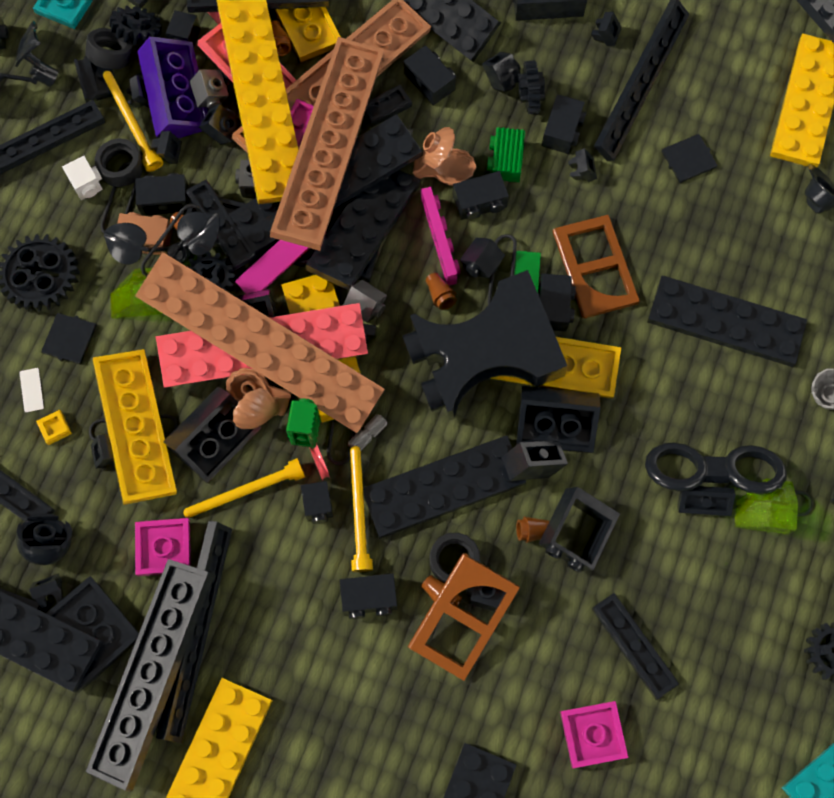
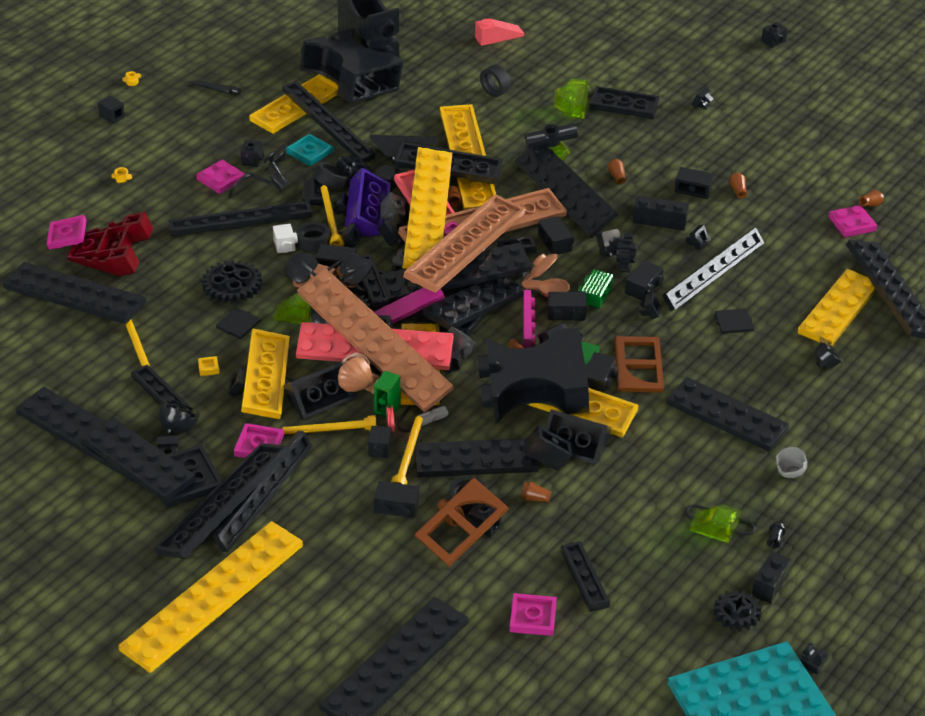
camera: 15 degrees right, 30 degrees down
(31, 390) = (200, 344): white sticker -> none
(593, 507) = (581, 486): black window -> none
(707, 501) = (670, 504): black plate -> none
(716, 469) = (684, 488): black bar -> none

